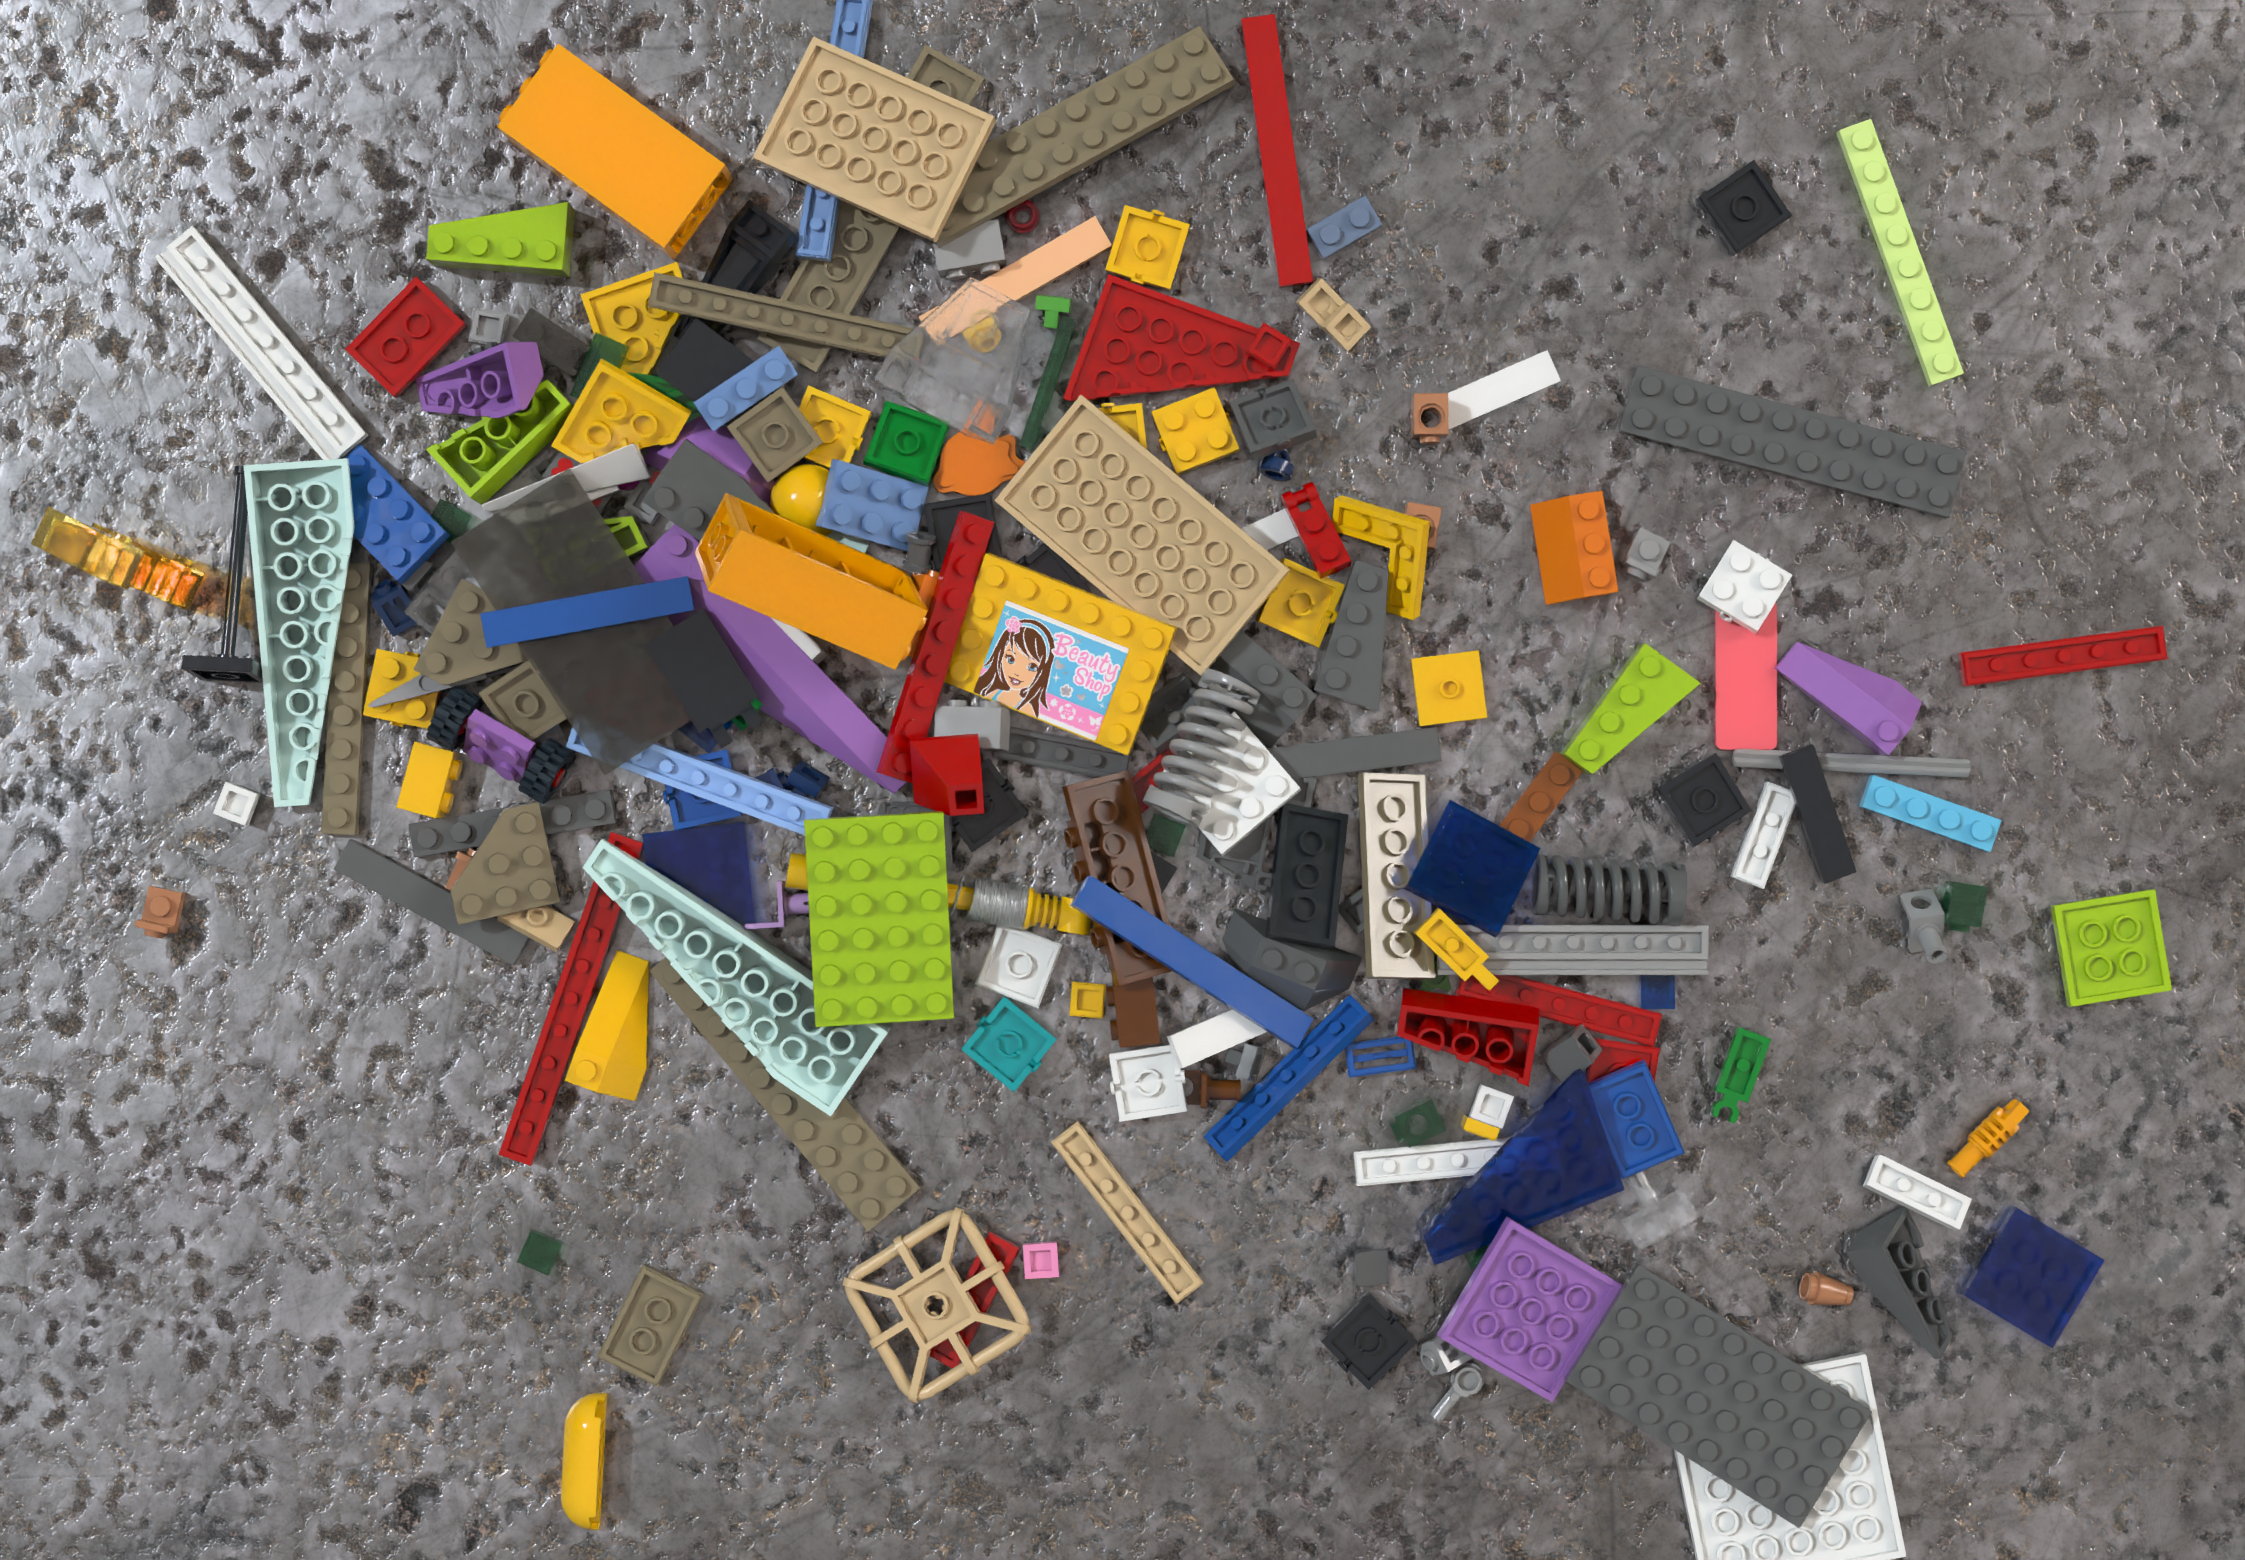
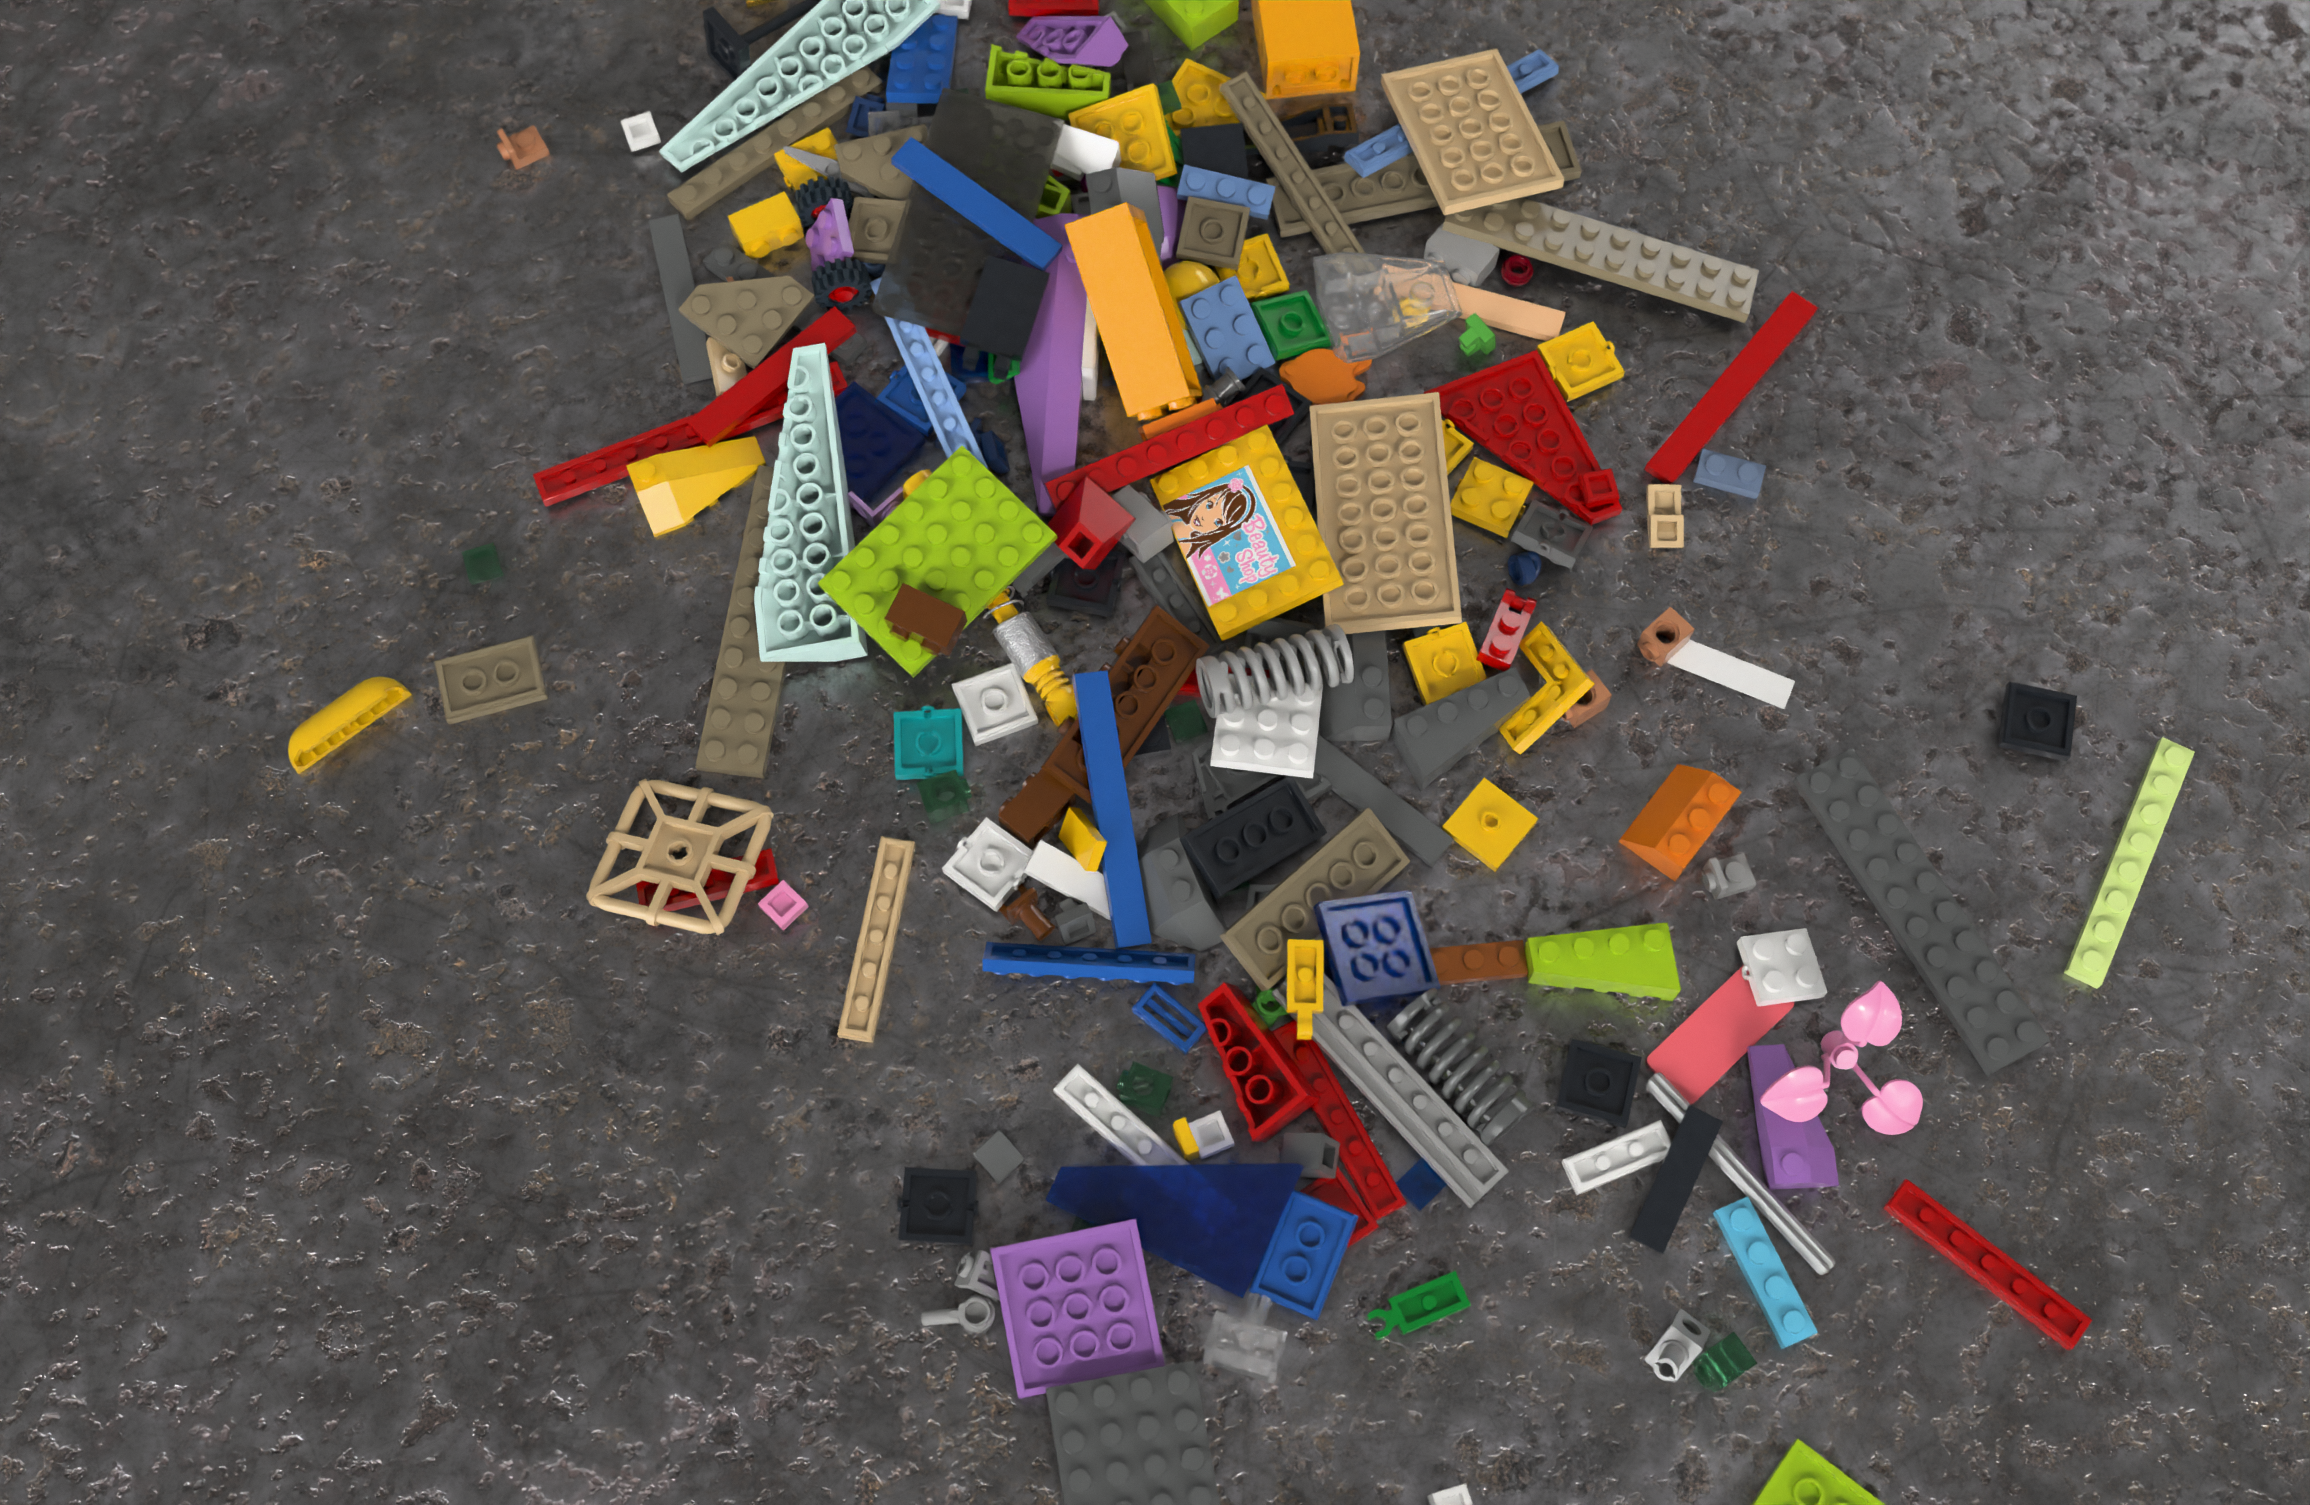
camera: 45 degrees right, 20 degrees down
(581, 898) = (766, 379): none -> red tile
(928, 978) = (925, 620): none -> reddish brown brick
(1047, 384) = (1426, 373): clear green tile -> none
(1063, 1085) = (940, 810): none -> clear green brick
(1087, 999) = (1011, 772): yellow tile -> none
(1194, 1002) = (1082, 839): none -> yellow tile
(1272, 530) = (1477, 609): white sticker -> none
(1854, 579) = (1868, 1018): none -> bright pink plant

